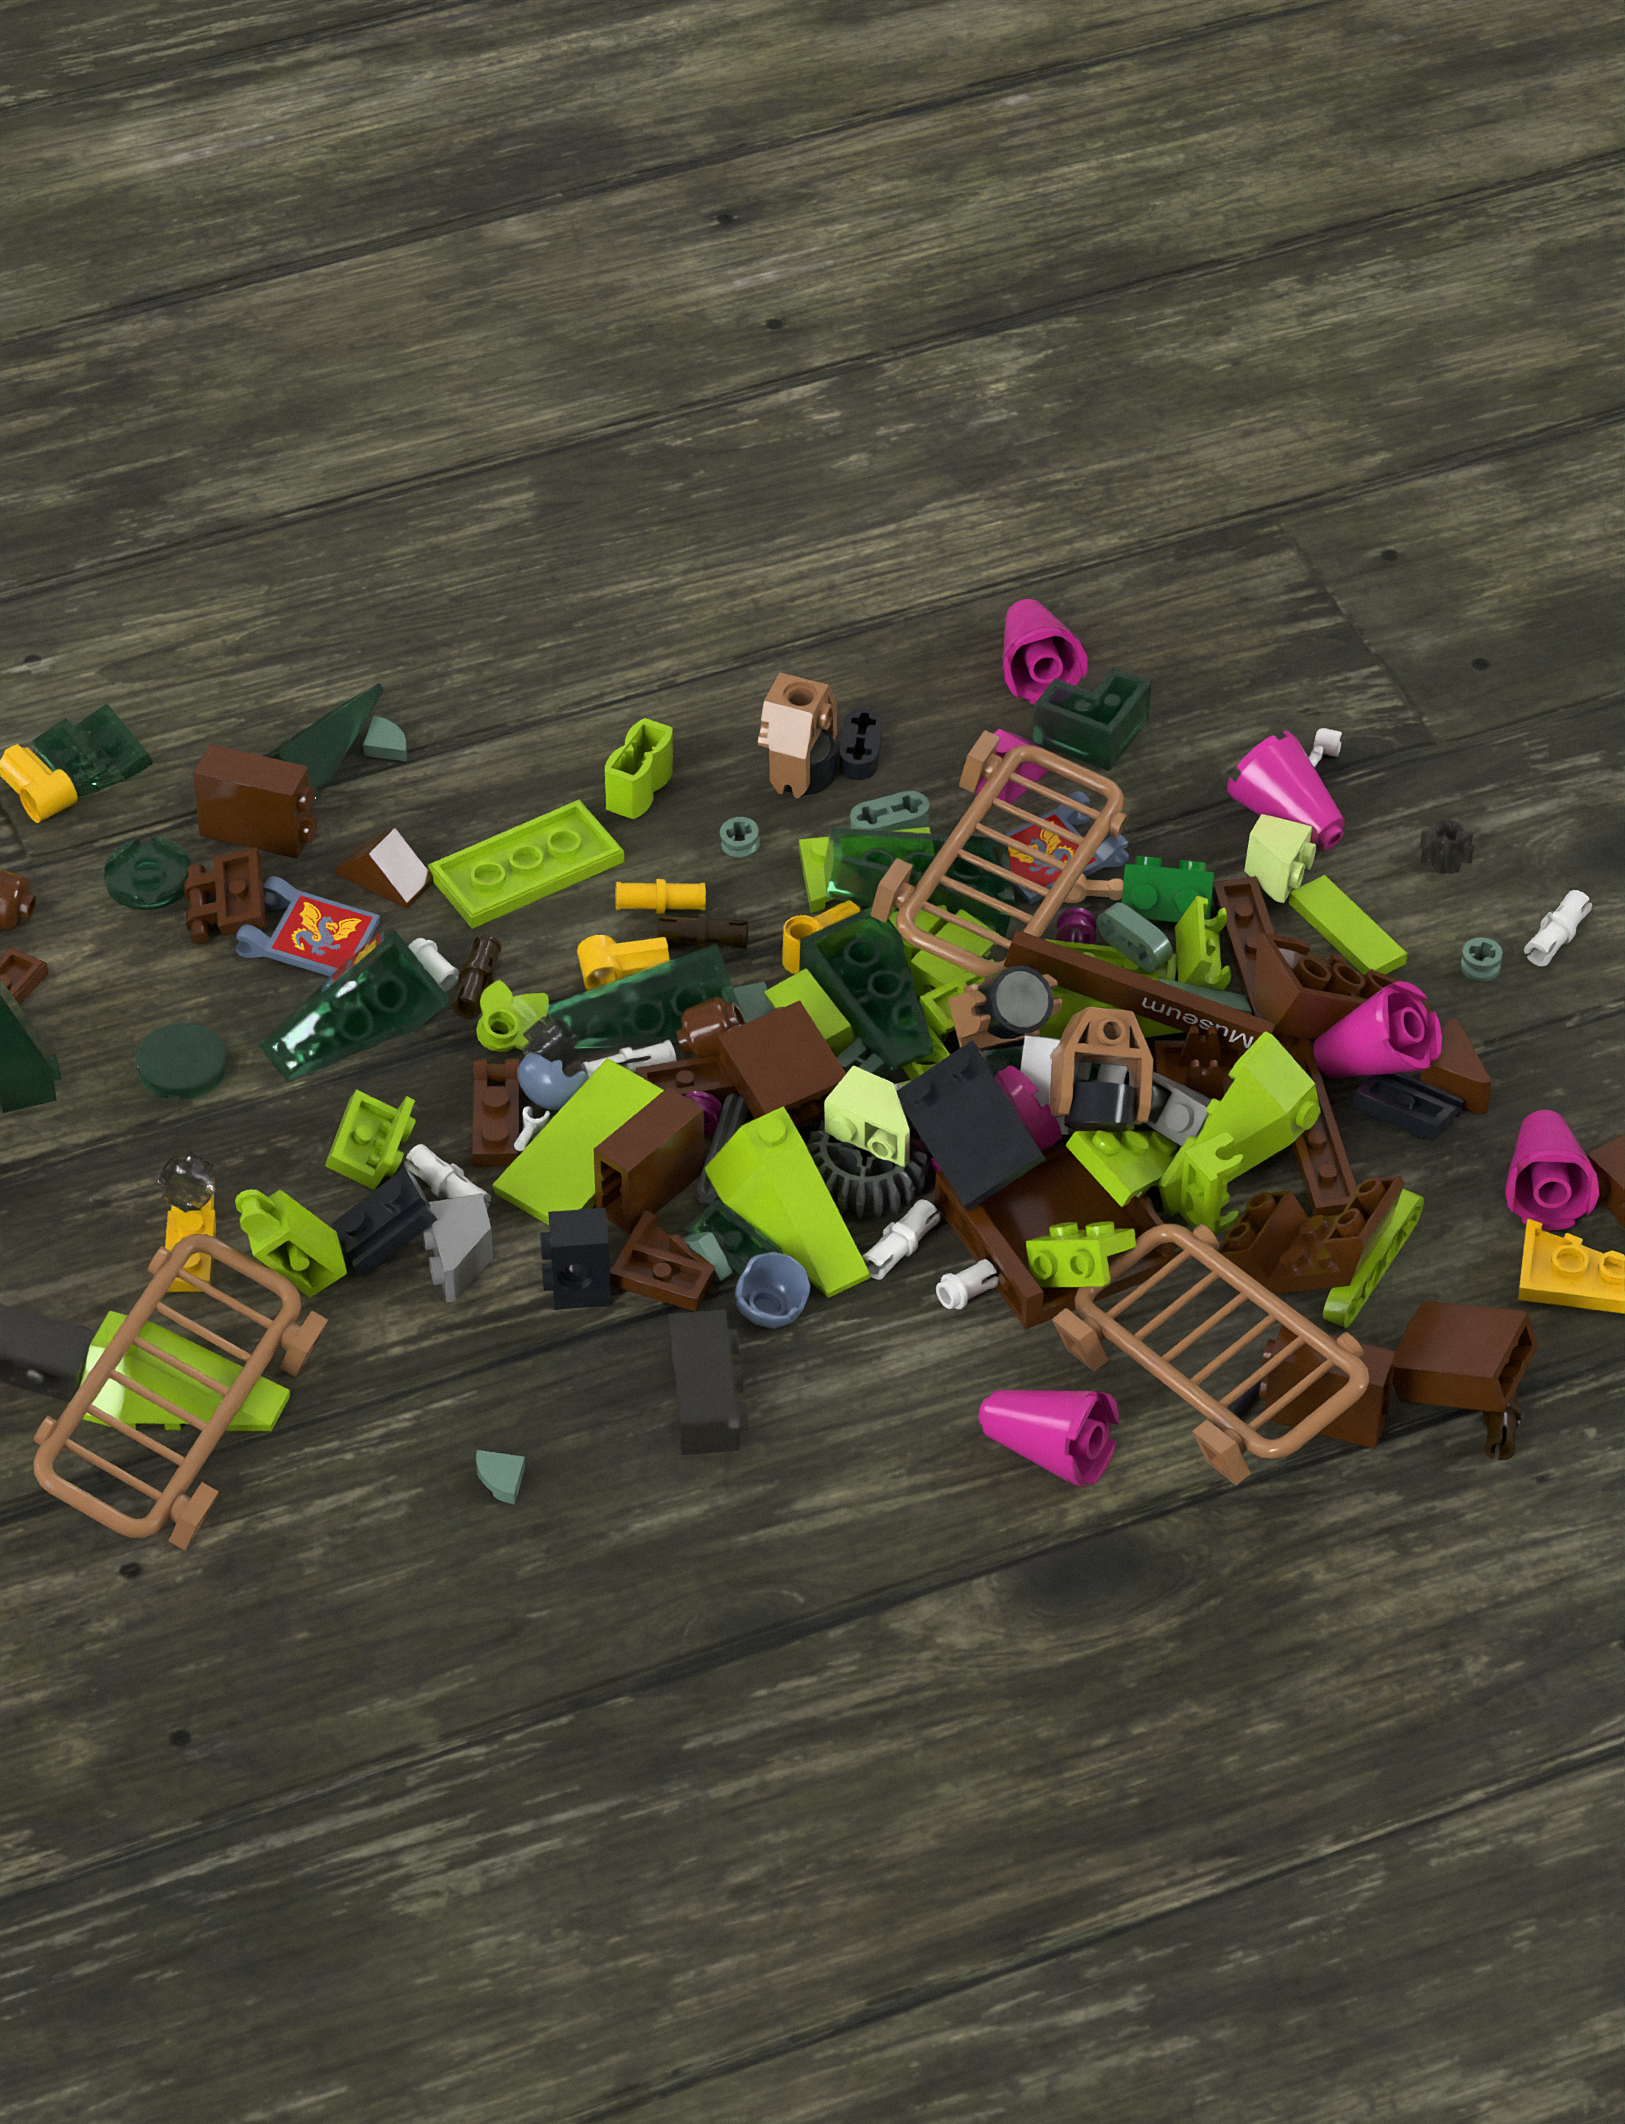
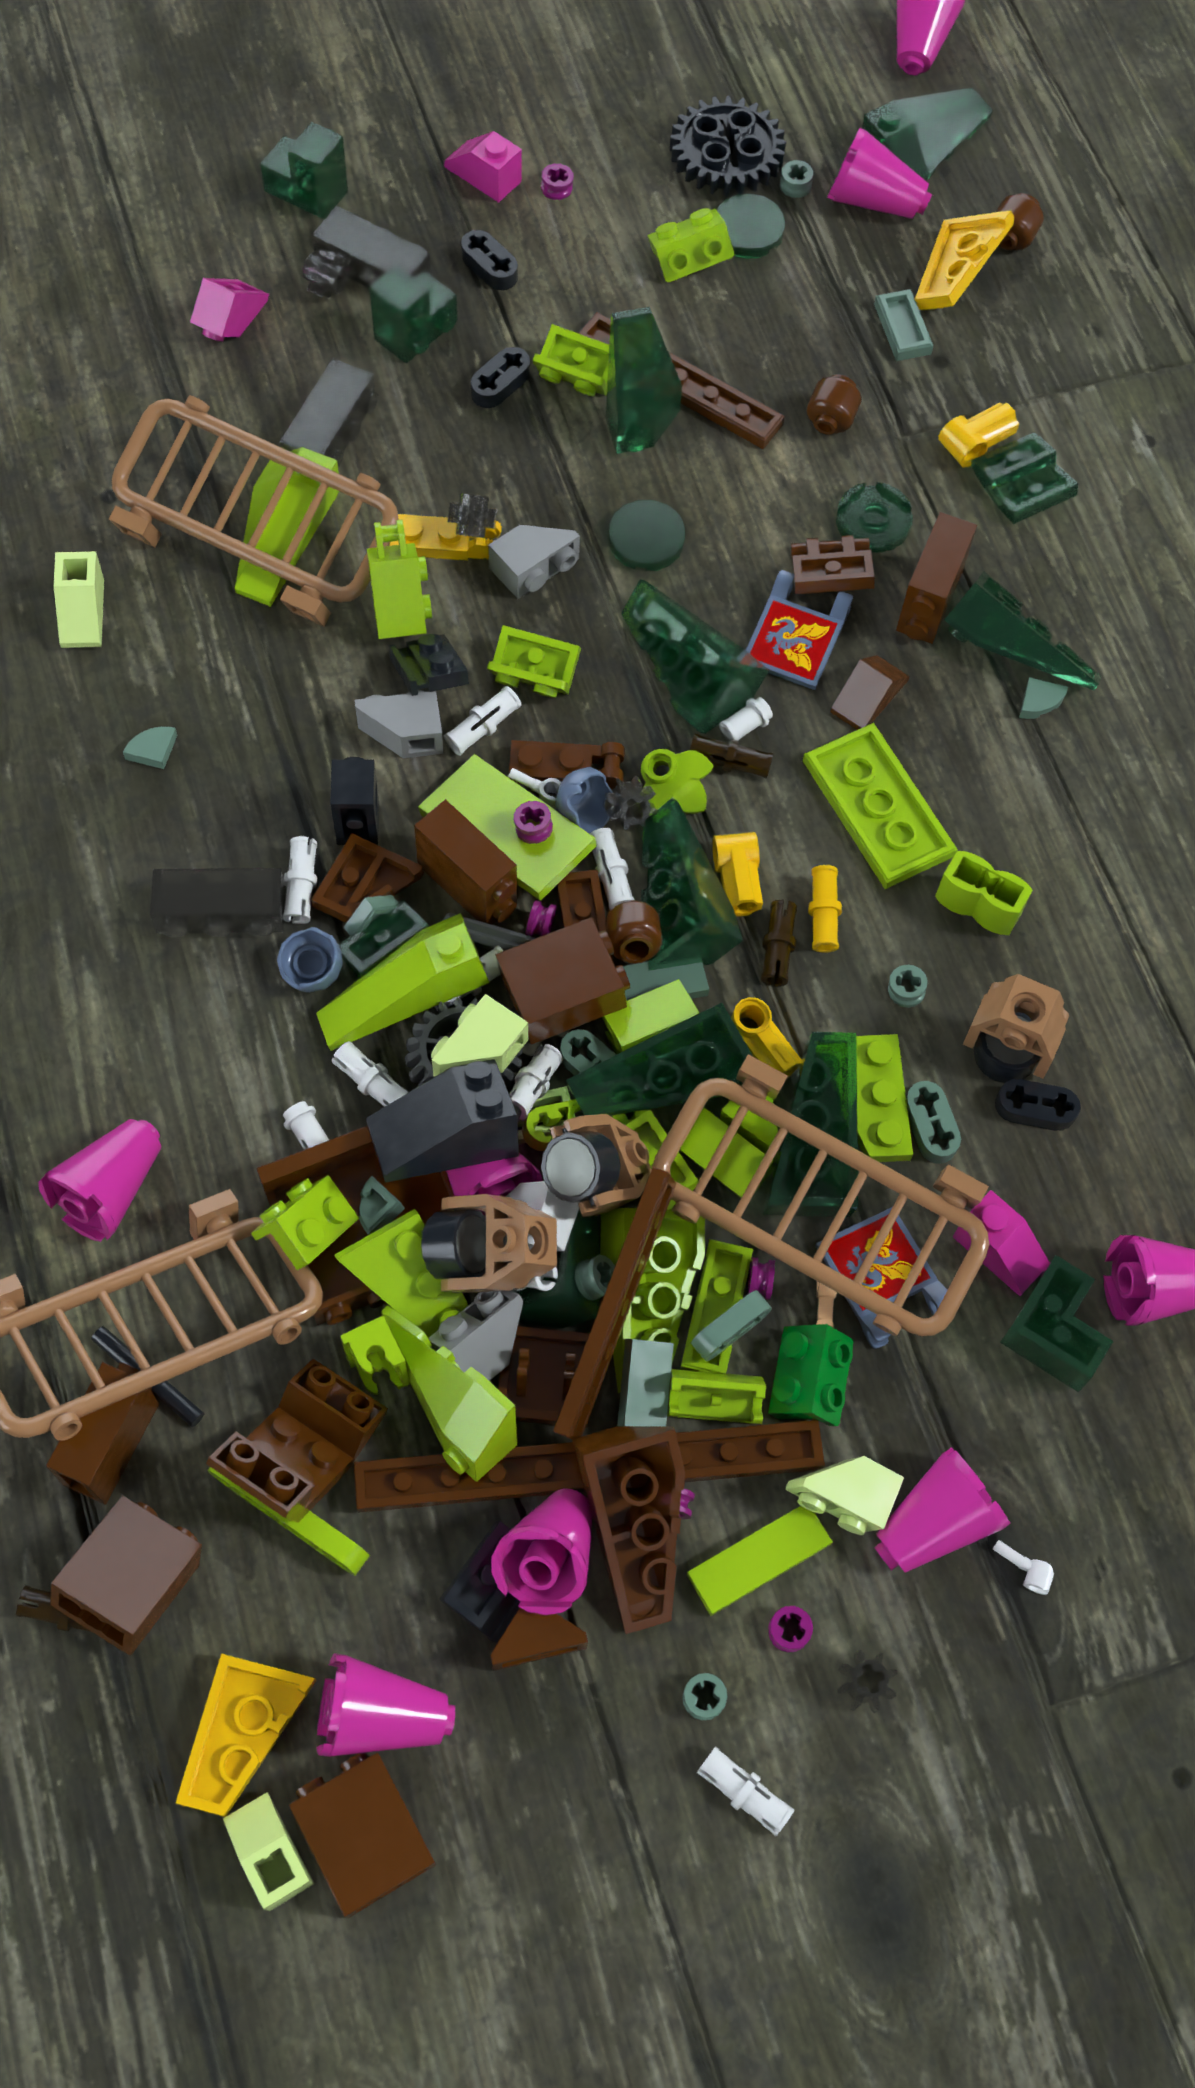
camera: 90 degrees right, 20 degrees up
(231, 1147) = (531, 556): none -> light grey slope
(308, 1549) = (79, 599): none -> yellowish green slope
(593, 1094) = (527, 831): none -> magenta bush
(653, 1318) = (300, 880): none -> white pin
(1043, 1213) = (377, 1206): none -> sand green tile
(1402, 896) = (804, 1626): none -> magenta bush

